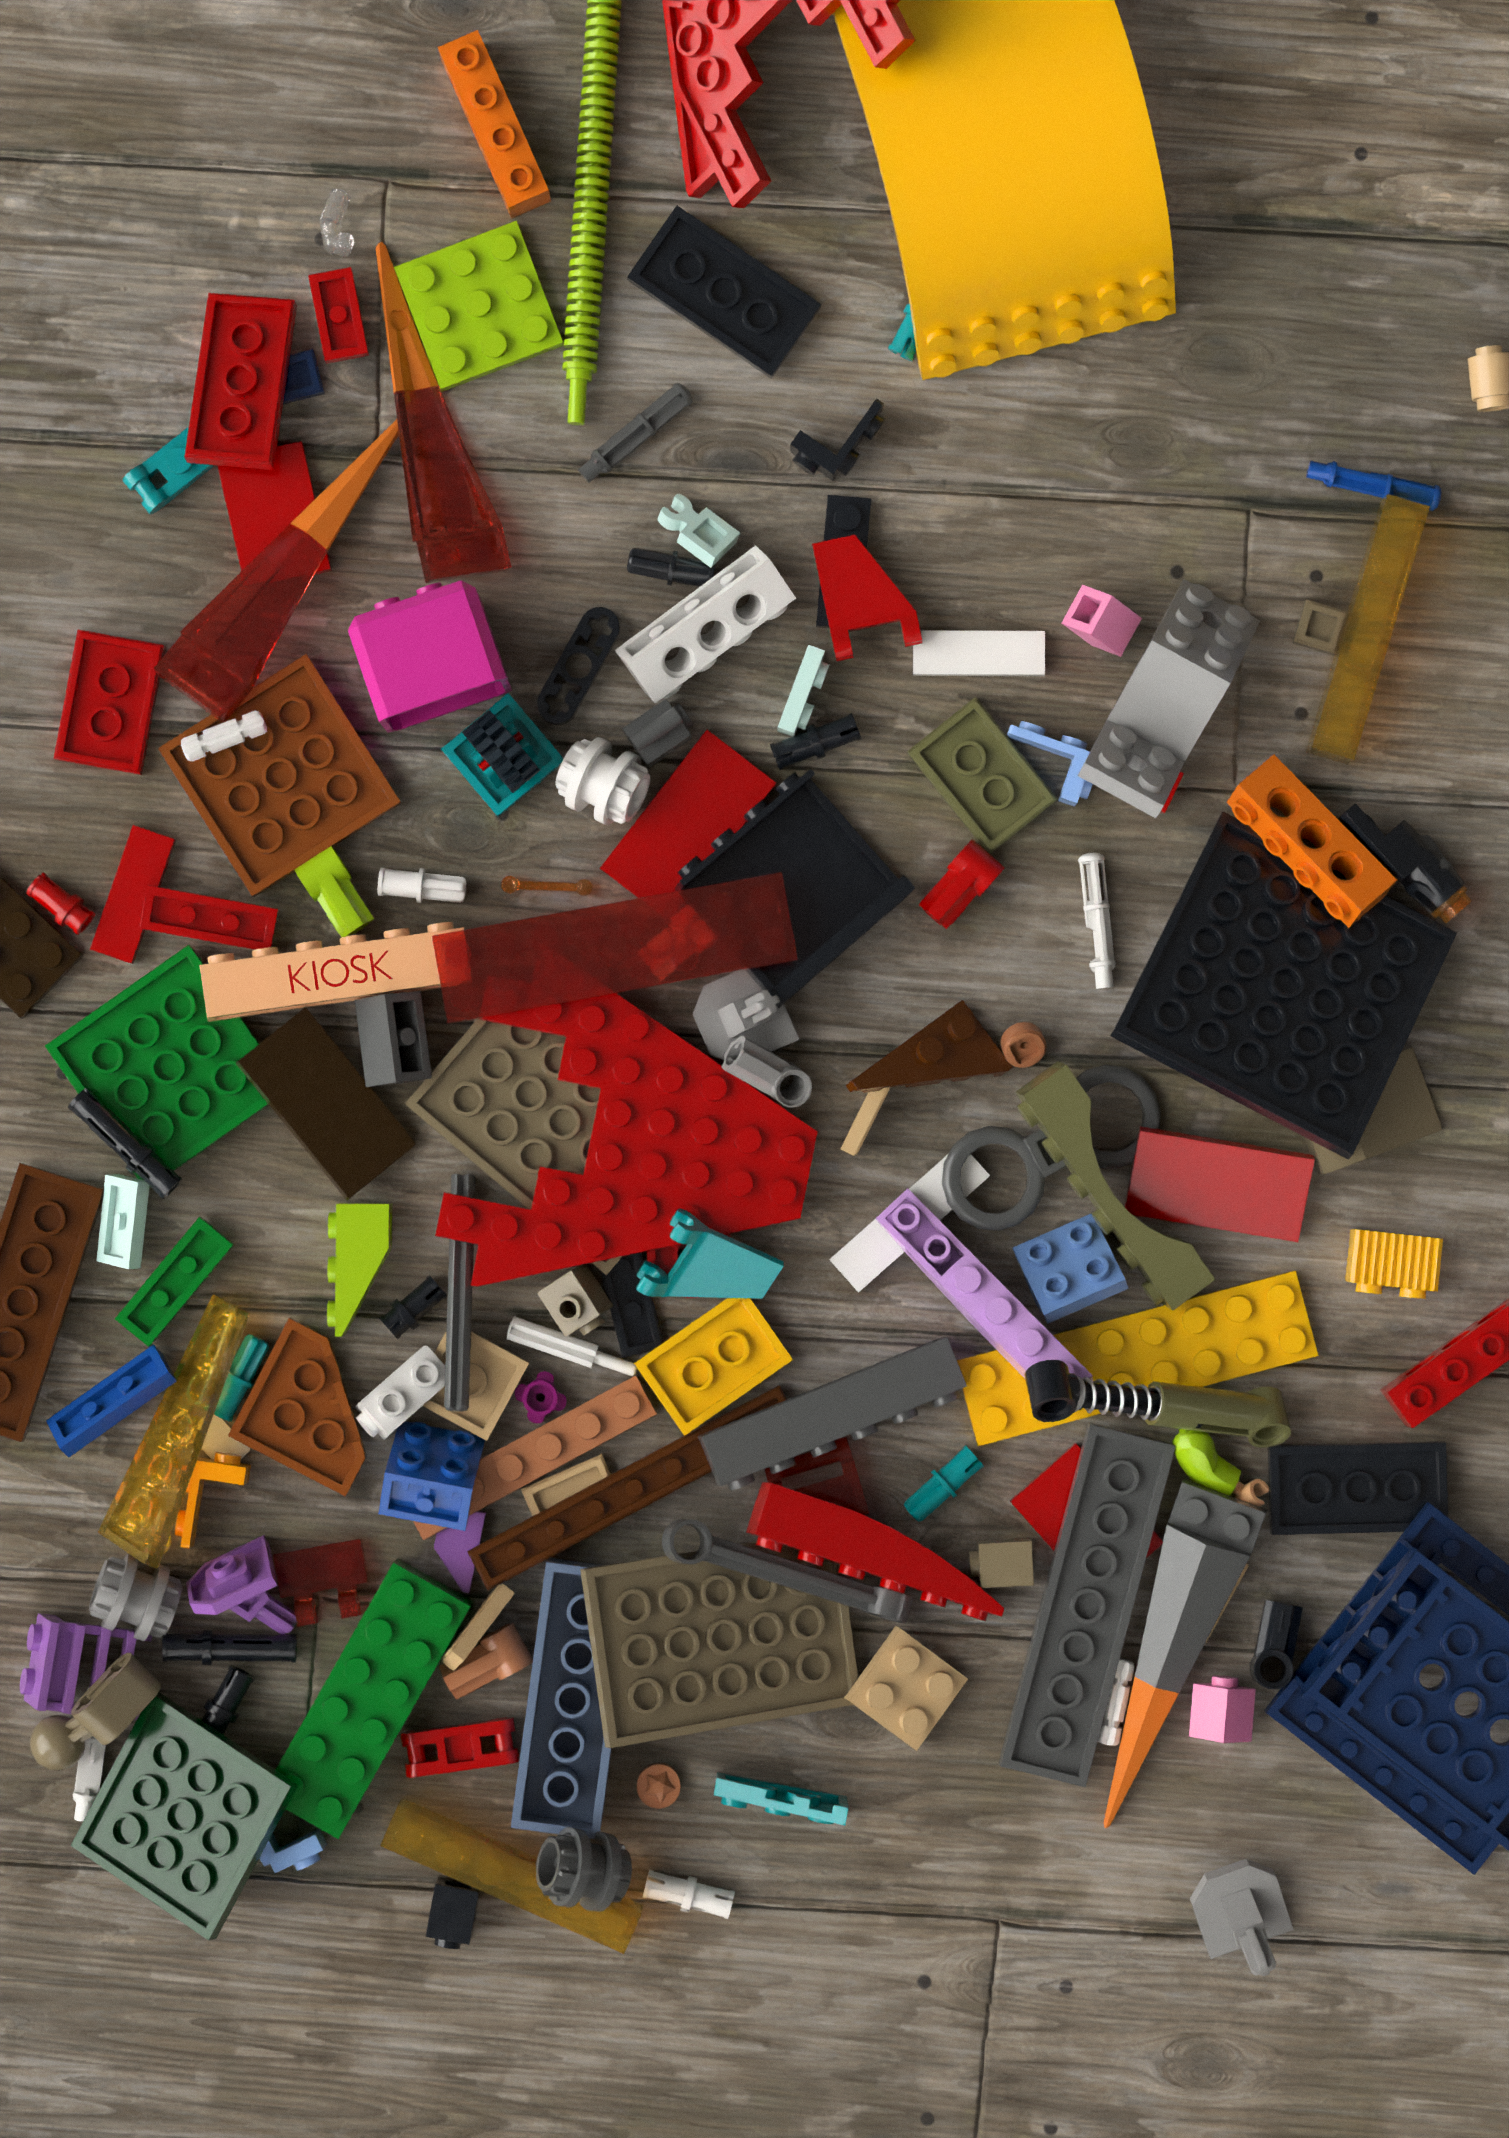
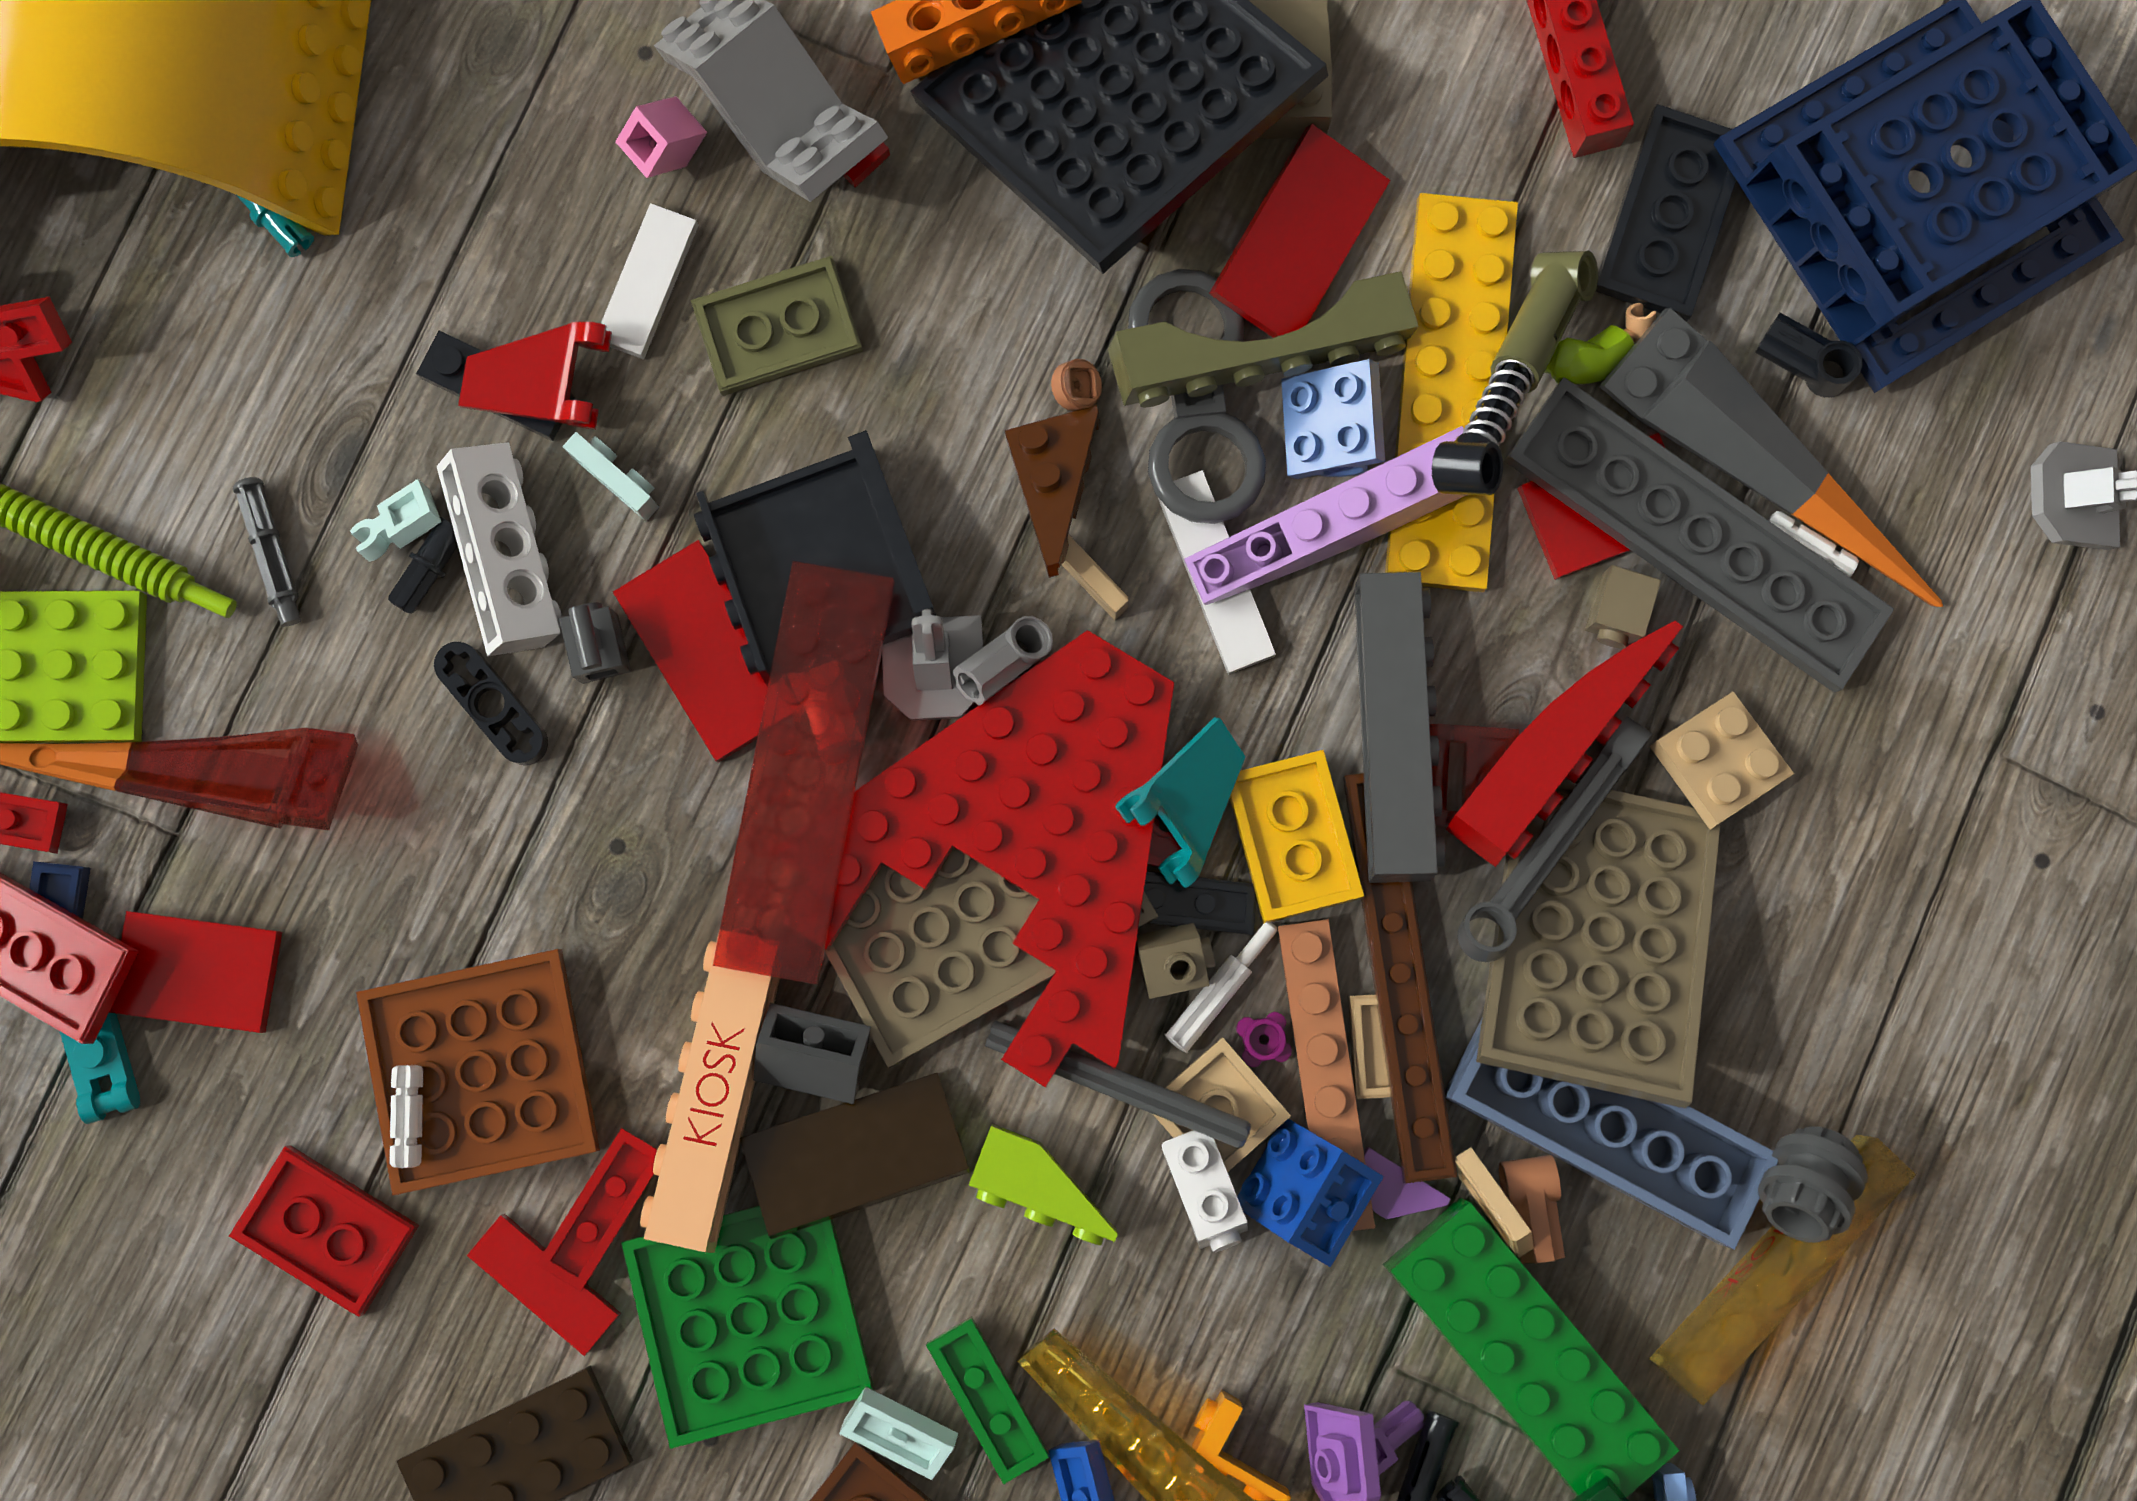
camera: 70 degrees left, 5 degrees down
(66, 907) = (527, 1366): red pin -> none
(132, 1150) = (822, 1393): black pin -> none
(219, 1441) = (1181, 1410): sticker -> none
(236, 632) = (300, 1059): clear red plate -> none
(240, 1375) = (1119, 1364): teal axle -> none
(303, 1411) = (1184, 1308): dark orange plate -> none
(321, 1569) = (1365, 1356): clear red plate -> none
(330, 885) = (616, 1060): lime piece -> none
(413, 1307) = (1114, 1143): black pin -> none
(421, 885) = (658, 961): white axle -> none
(428, 655) = (404, 852): dark pink plate -> none
(452, 1913) = (1803, 1352): black brick -> none
(459, 1747) = (1617, 1273): red plate -> none
(503, 755) = (552, 819): teal plate -> none
(511, 884) = (697, 864): clear orange hinge -> none
(598, 779) = (616, 726): white piece -> none
(658, 1785) = (1733, 1068): nougat tile -> none
(688, 1894) = (1865, 1079): white pin -> none
(724, 292) = (157, 402): black plate -> none
(781, 1799) = (1799, 935): teal wing -> none
(815, 457) = (374, 366): black bracket -> none
(815, 741) = (671, 482): black pin -> none
(943, 1484) = (1514, 640): teal axle -> none
(966, 877) = (878, 378): red piece -> none
(1068, 747) = (818, 225): light blue bracket -> none
(1098, 919) = (972, 260): white piece -> none
(1222, 1710) = (1863, 434): bright pink brick -> none
(1393, 1261) = (1446, 88): yellow brick -> none

